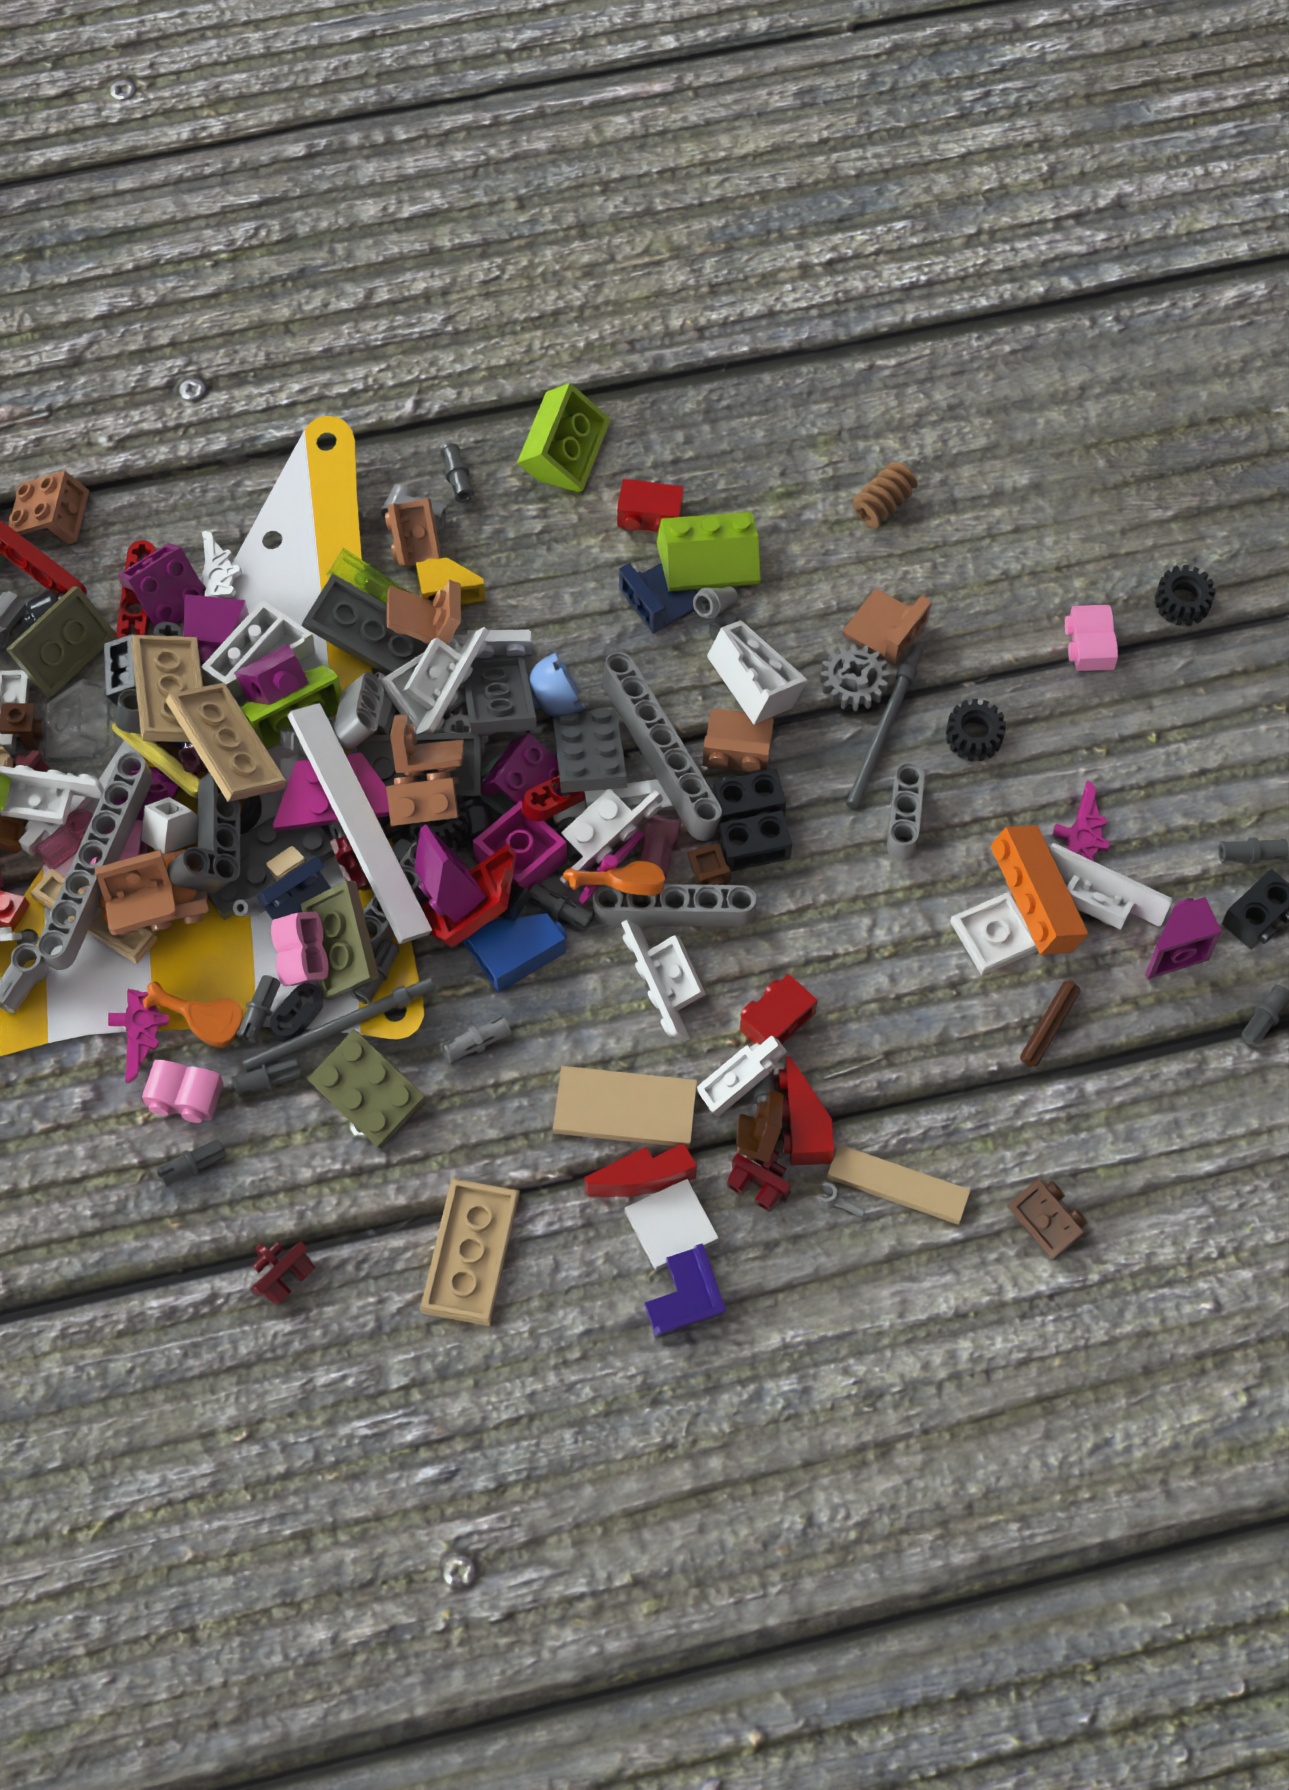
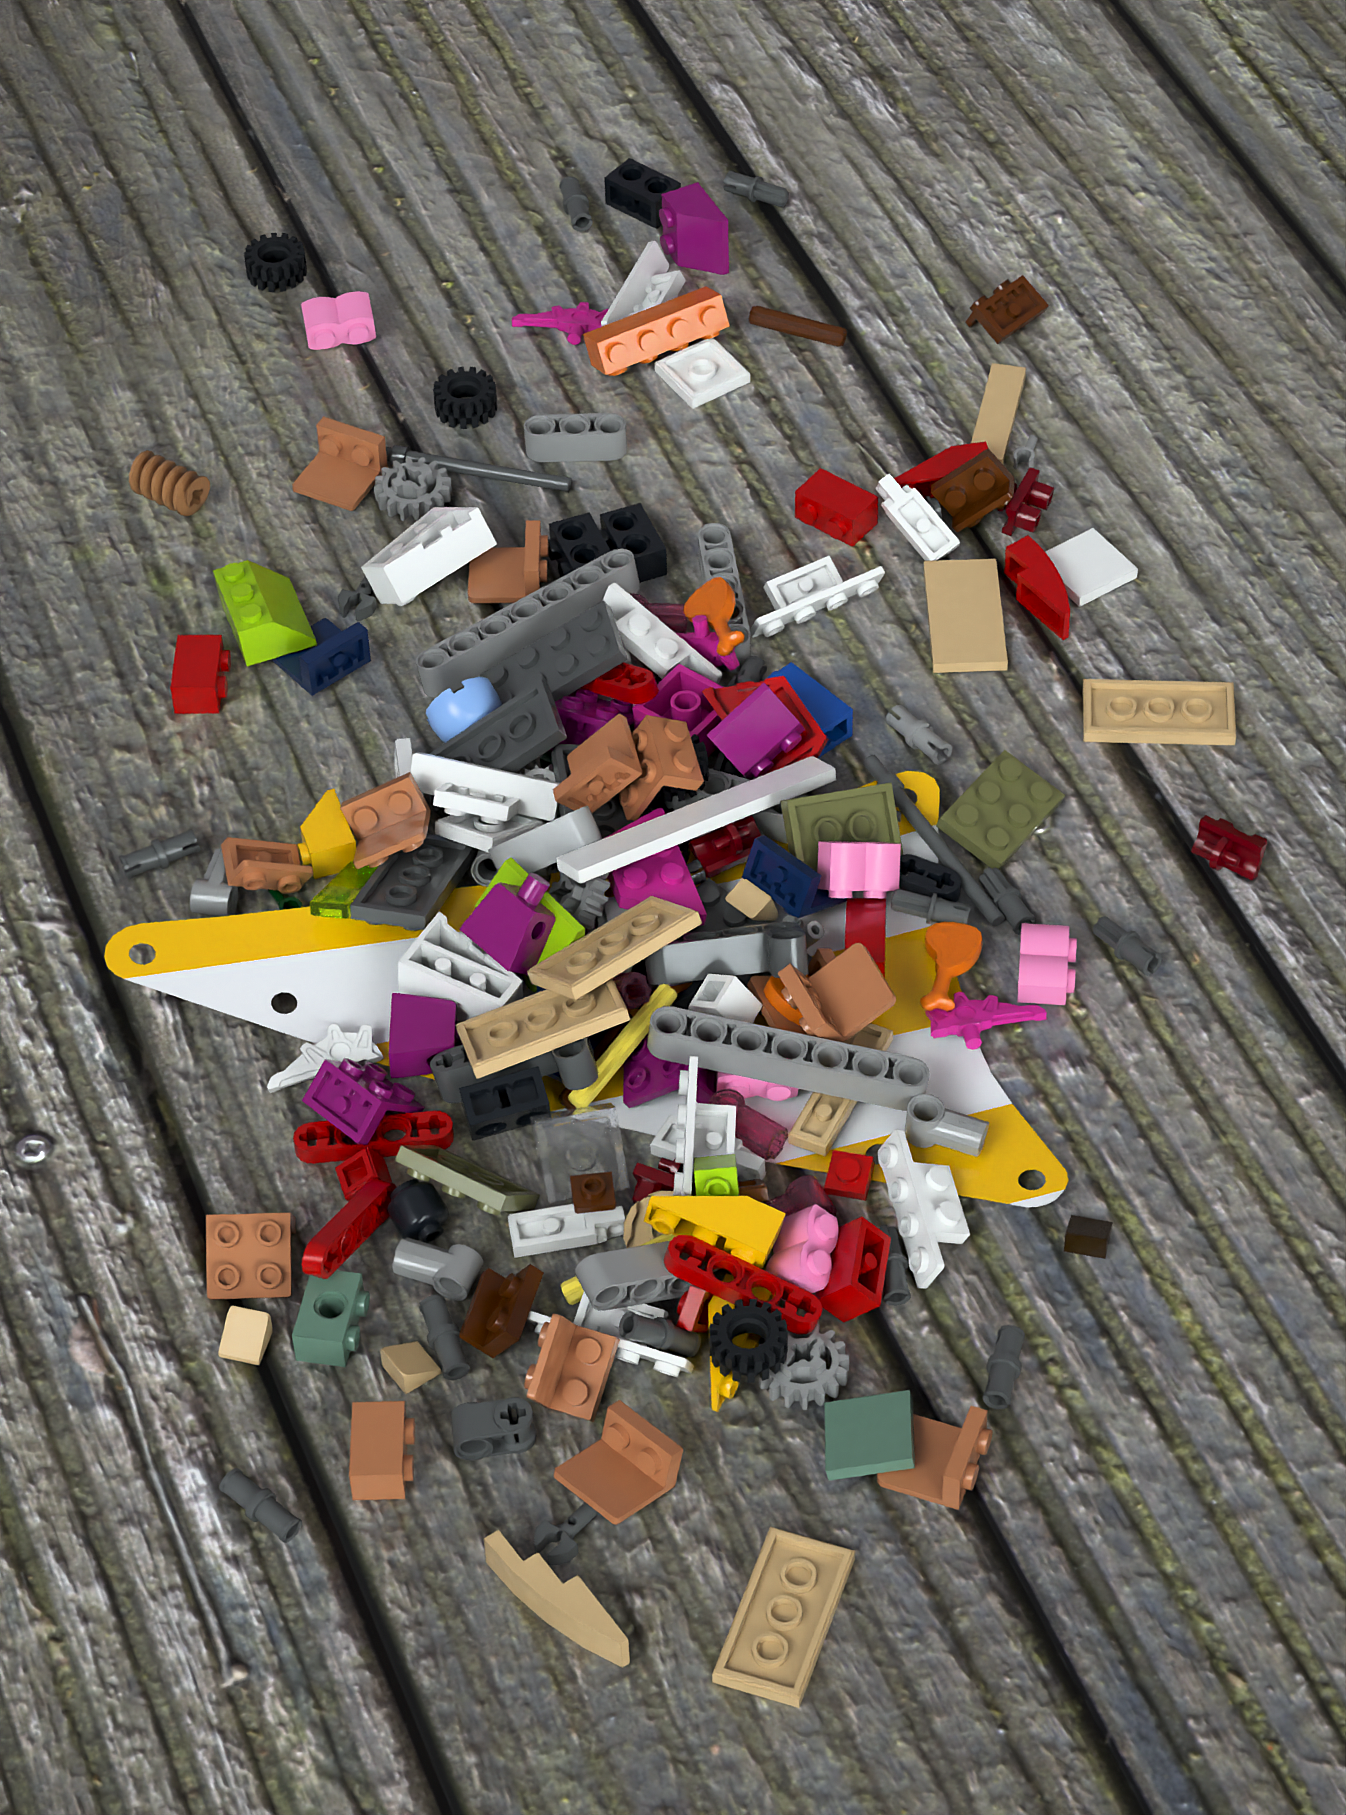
camera: 95 degrees left, 15 degrees down
(104, 589) = (359, 1170): none -> red slope
(230, 949) = (867, 926): none -> red slope
(384, 556) = (285, 903): none -> dark green hand
(564, 439) = (102, 763): lime slope -> none
(695, 1297) = (1166, 530): dark purple panel -> none
(709, 865) = (674, 575): reddish brown bracket -> none
(712, 601) = (330, 602): light grey cone -> none

